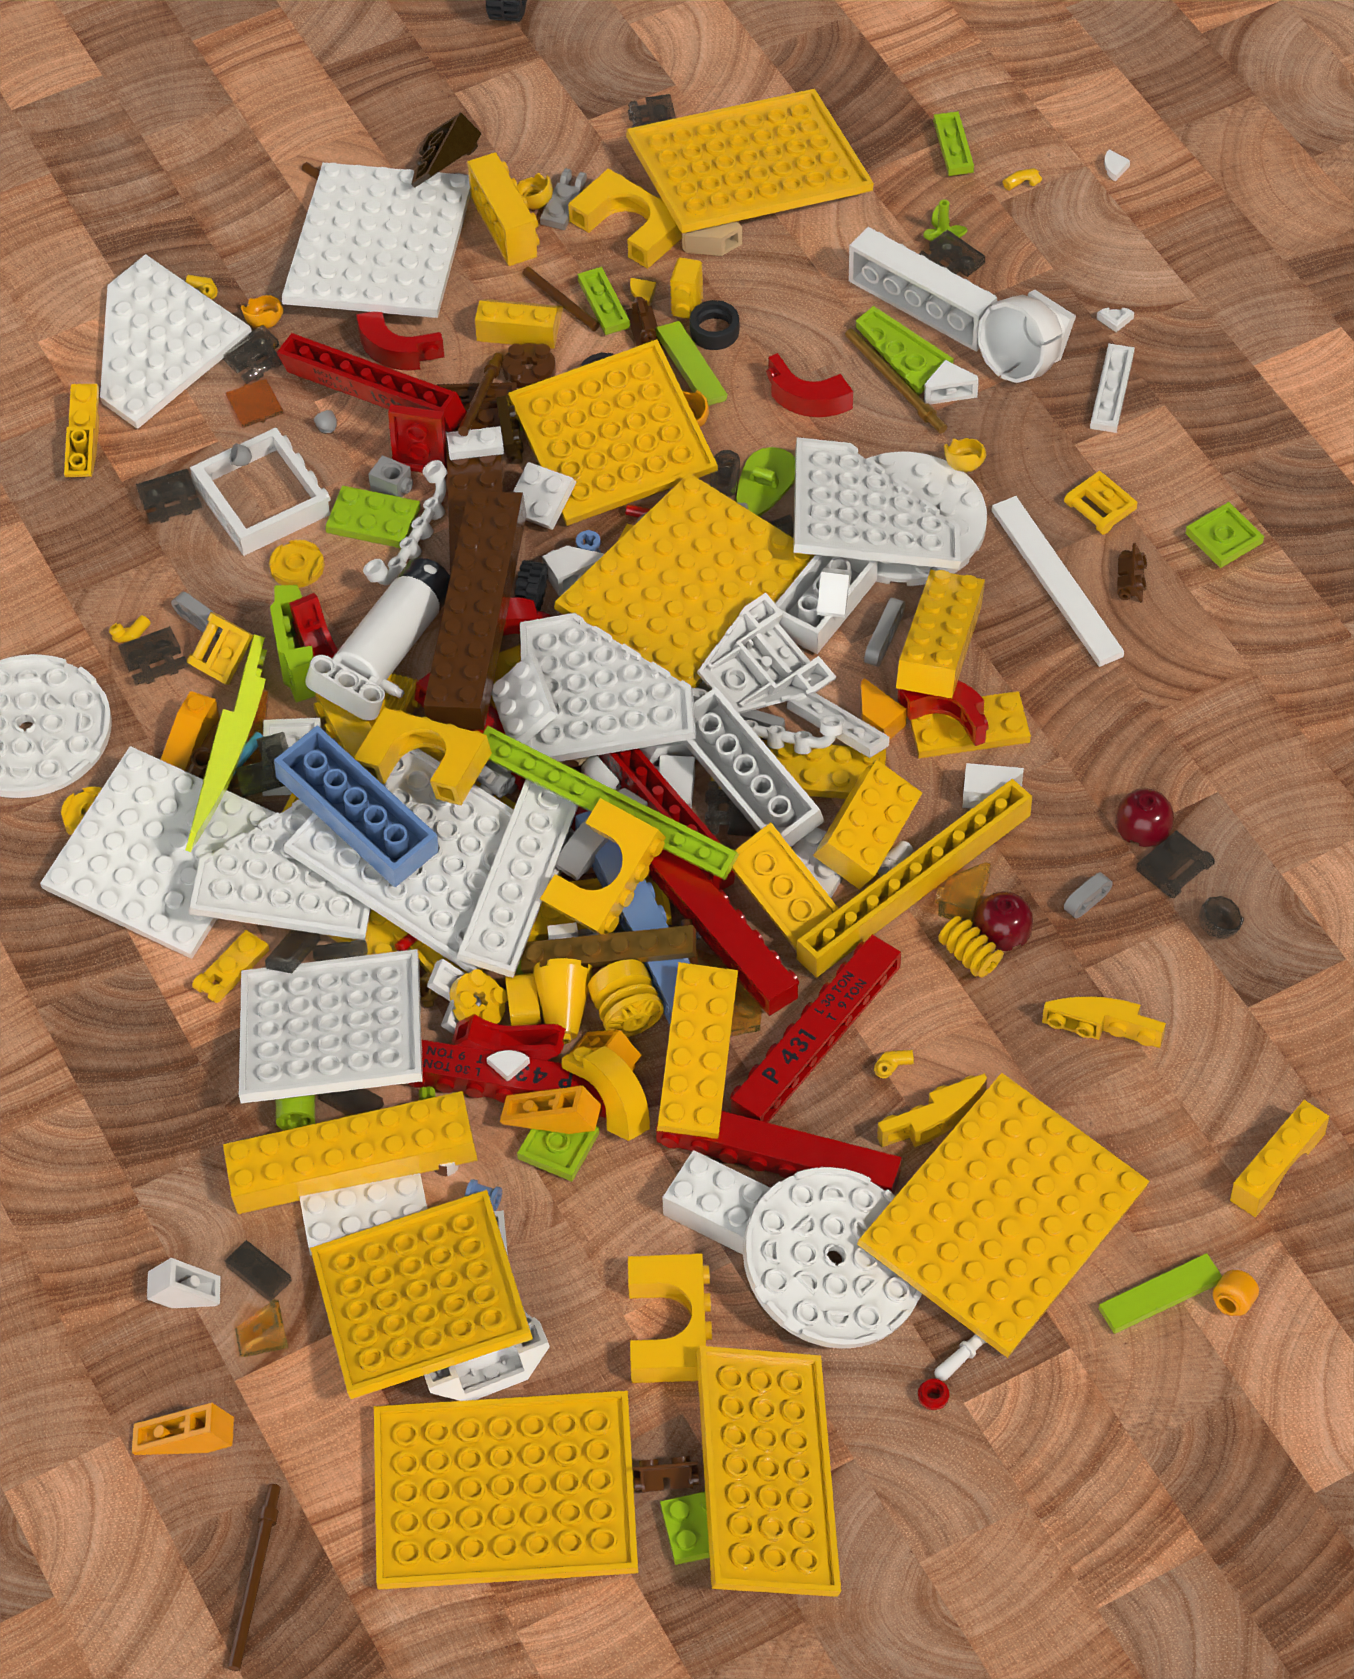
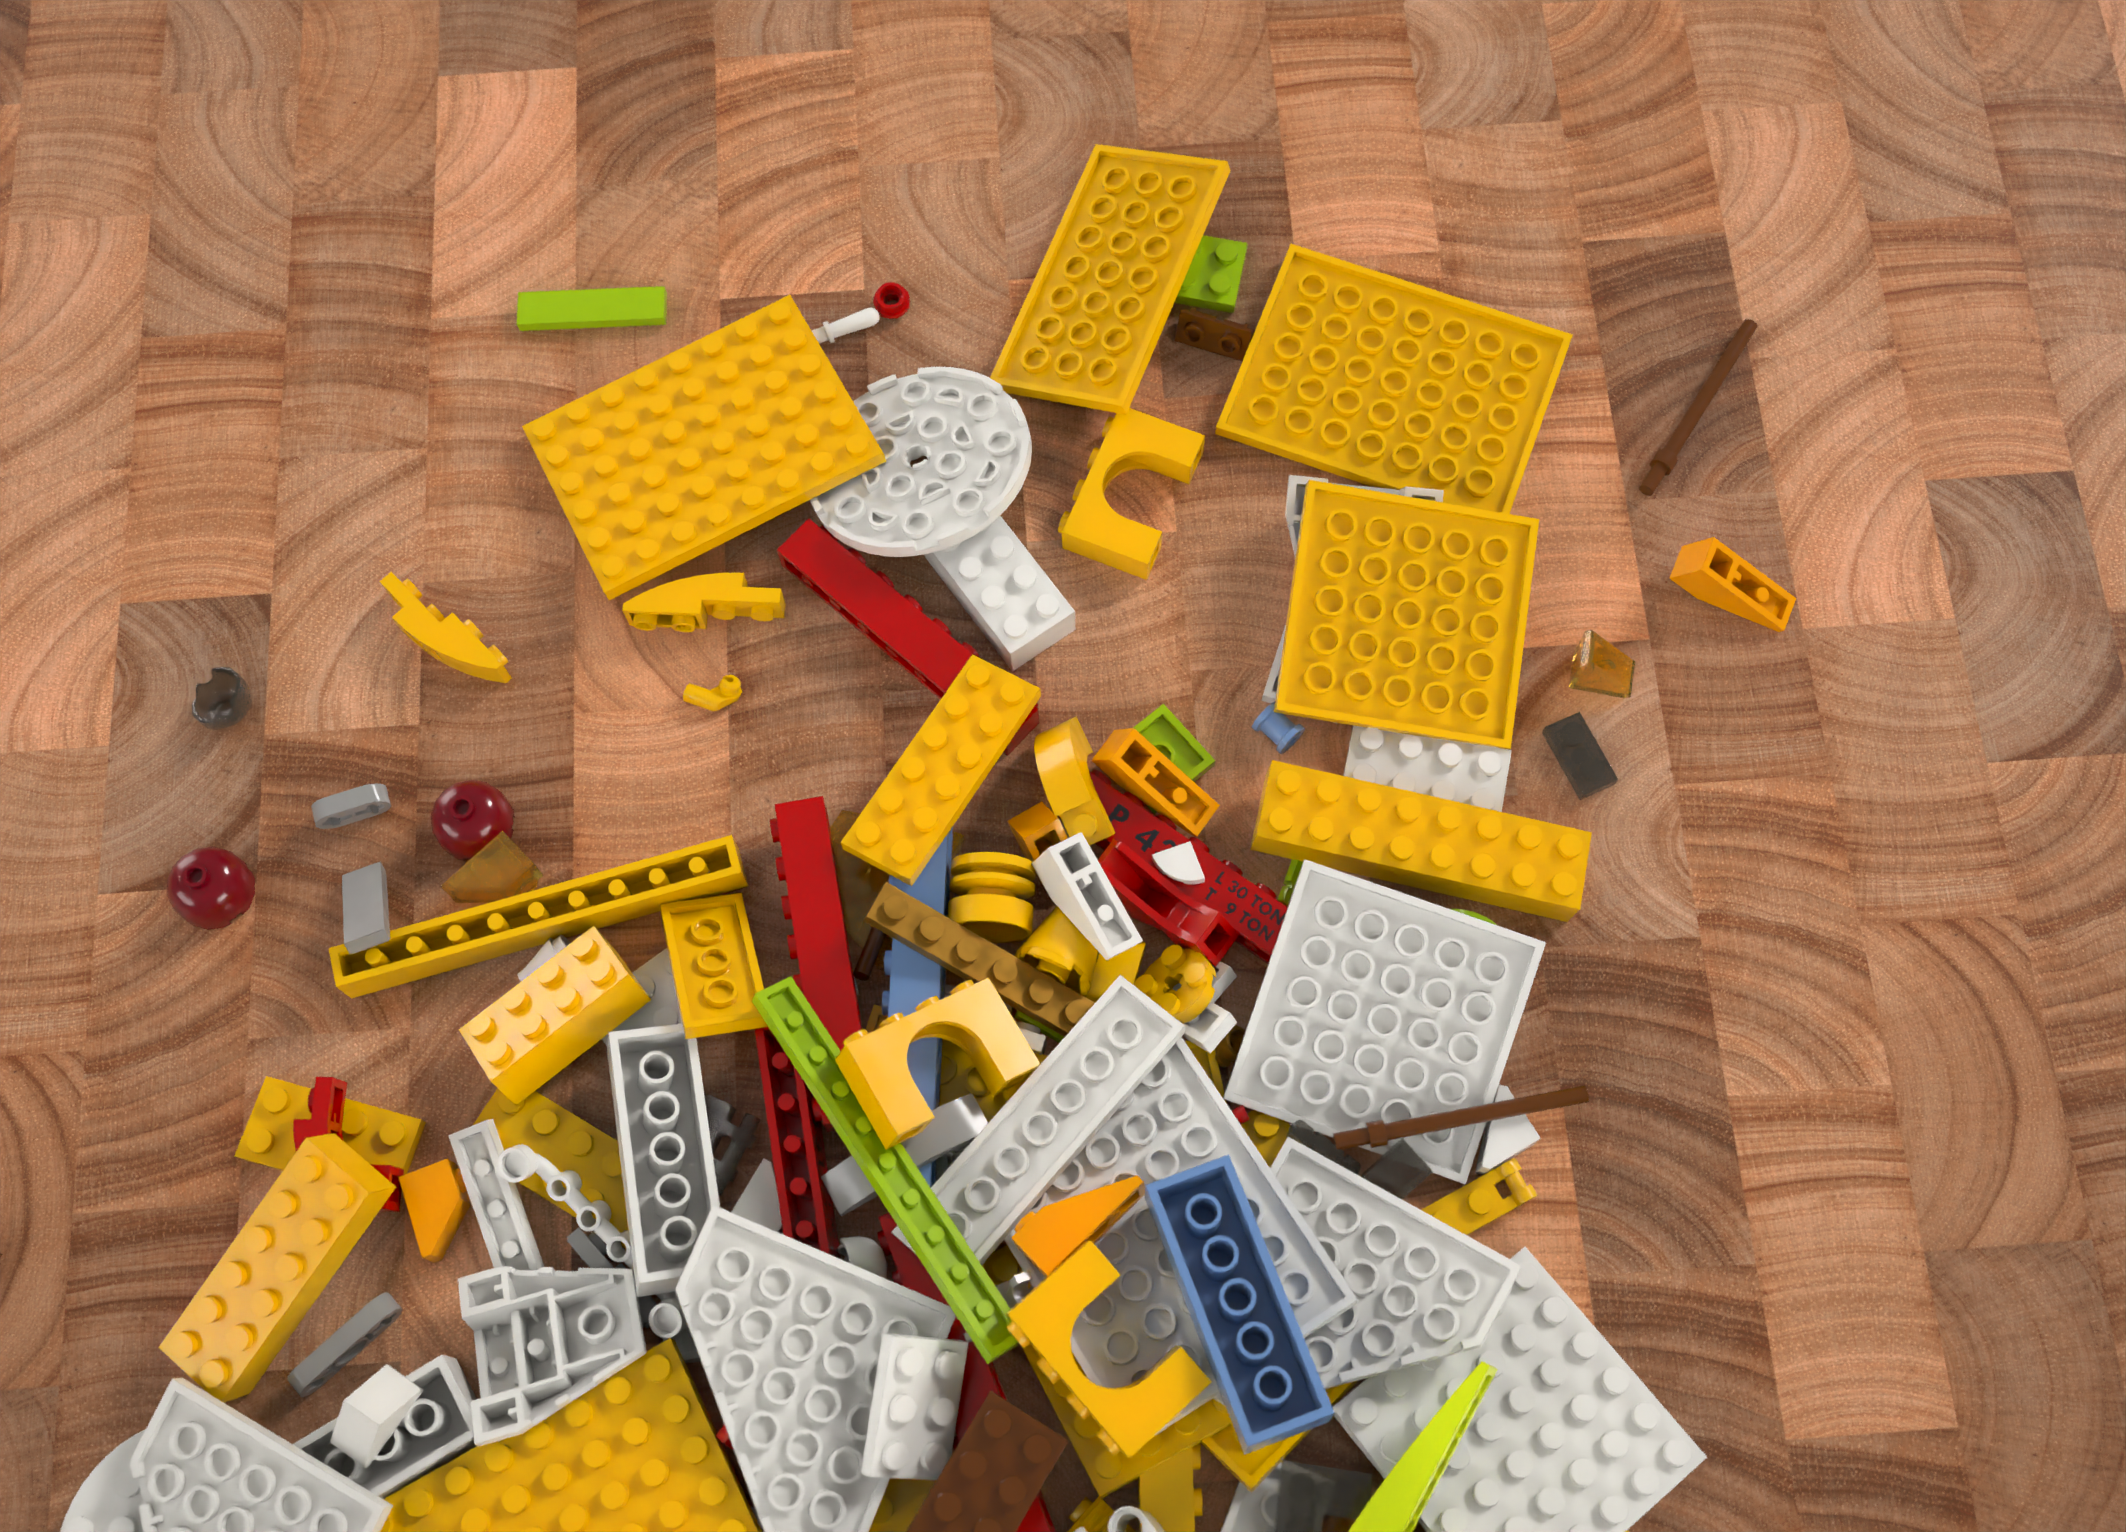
camera: 155 degrees left, 15 degrees up
(182, 1285) = (1681, 762): white slope -> none
(223, 1007) = (1504, 1137): none -> white slope
(307, 965) = (1378, 1133): none -> reddish brown bar
(476, 821) = (1067, 1224): none -> light orange slope
(558, 1006) = (1086, 895): none -> white slope
(816, 1030) = (780, 766): red brick -> none
(969, 947) = (531, 791): yellow piece -> none
(985, 780) = (370, 1019): white slope -> none
(1029, 833) = (365, 908): none -> light grey tile
(1058, 581) = (61, 1333): white tile -> none
(1169, 858) = (223, 820): clear smoke plate -> none
(1235, 1293) = (516, 266): light orange head -> none
(1264, 1173) = (329, 398): yellow arch -> none

